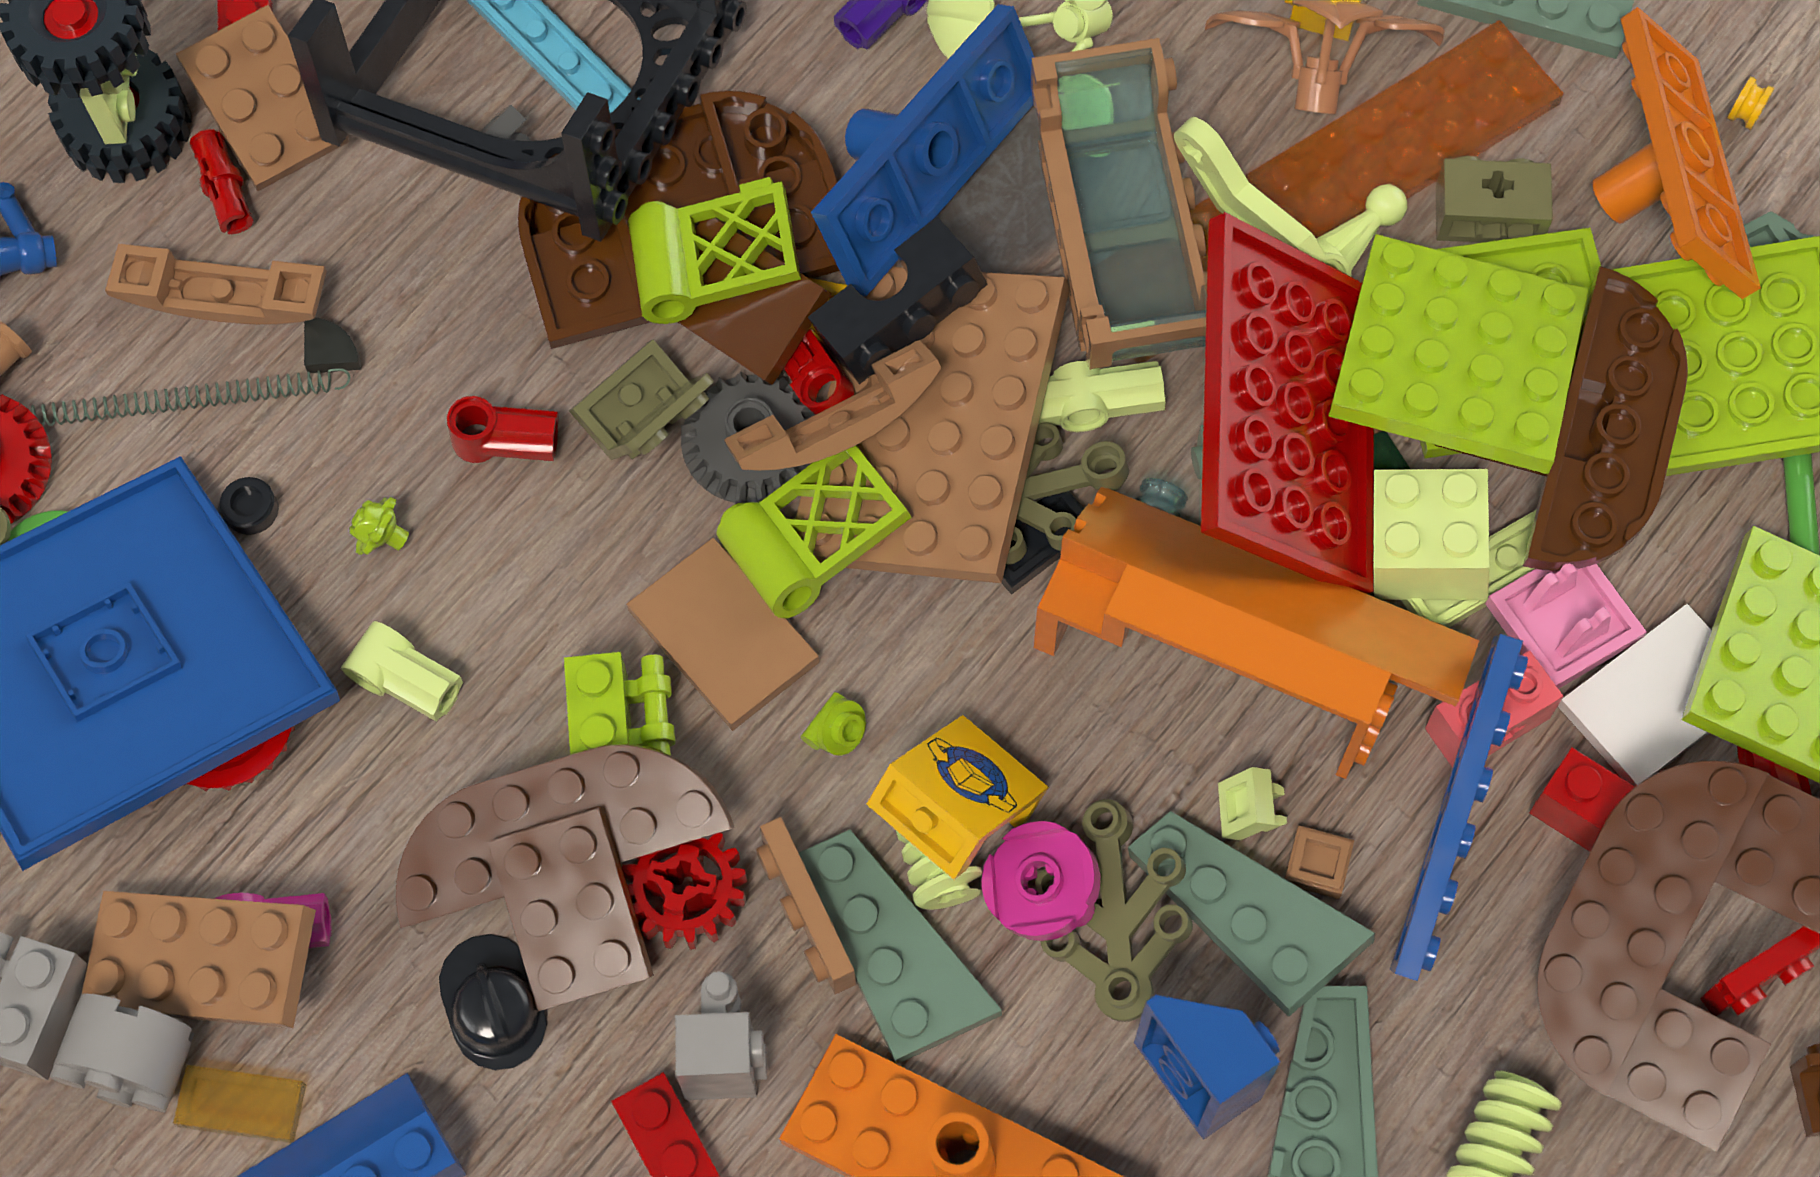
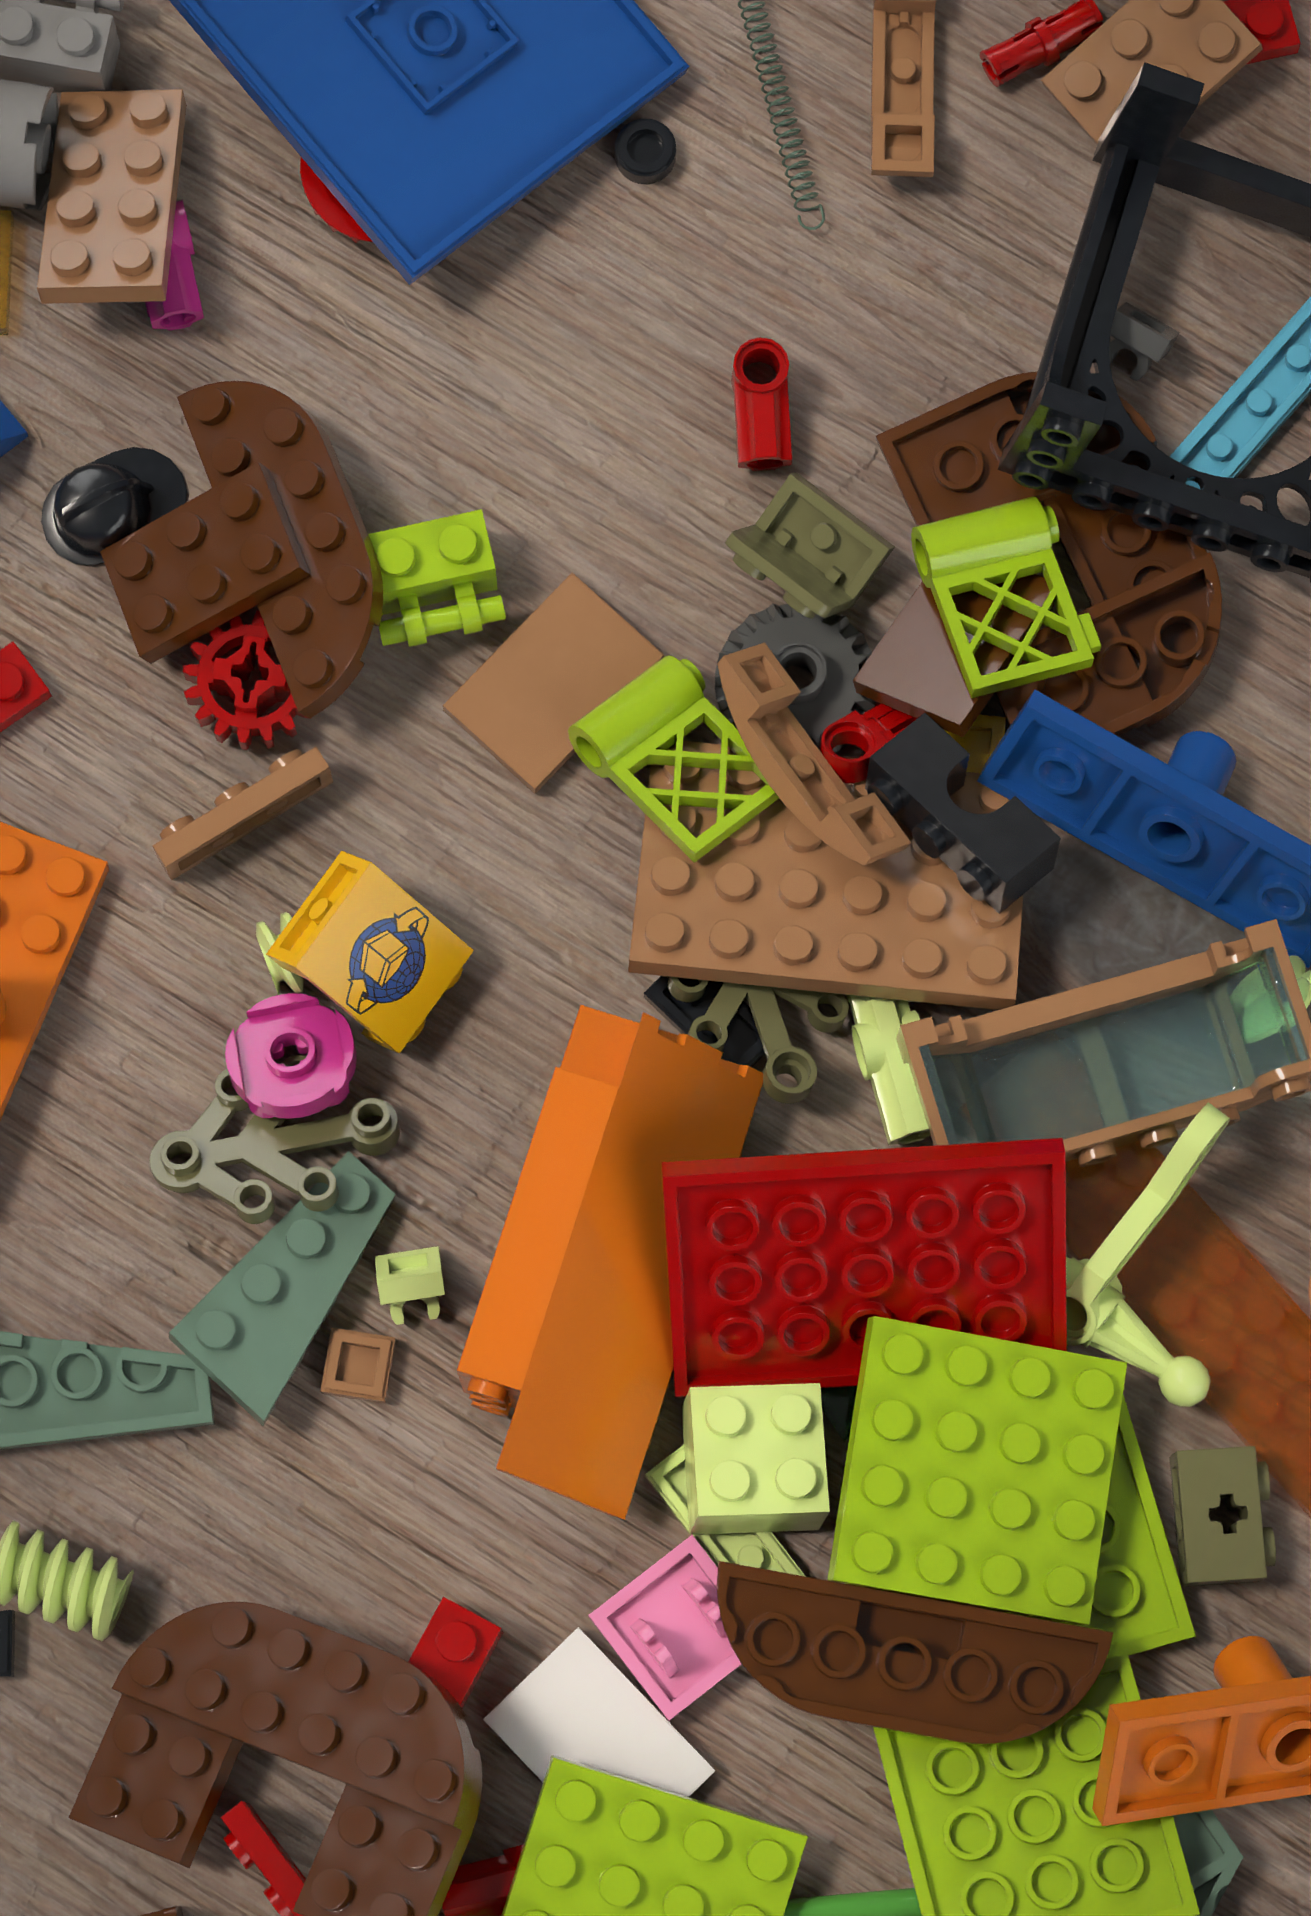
camera: 80 degrees right, 10 degrees up
(328, 347) = (848, 199): pearl dark grey tile -> none
(376, 525) = (630, 288): lime plant -> none
(390, 665) = (468, 332): yellowish green piece -> none
(718, 1048) = (64, 736): light grey brick -> none
(836, 726) = (456, 820): lime plate -> none
(899, 961) = (197, 919): sand green wing -> none
(1162, 495) = (768, 1140): clear light blue bush -> none
(1207, 1058) = (92, 1240): blue slope -> none
(1452, 833) = (436, 1505): blue plate -> none
(1528, 708) = (548, 1547): coral brick -> none

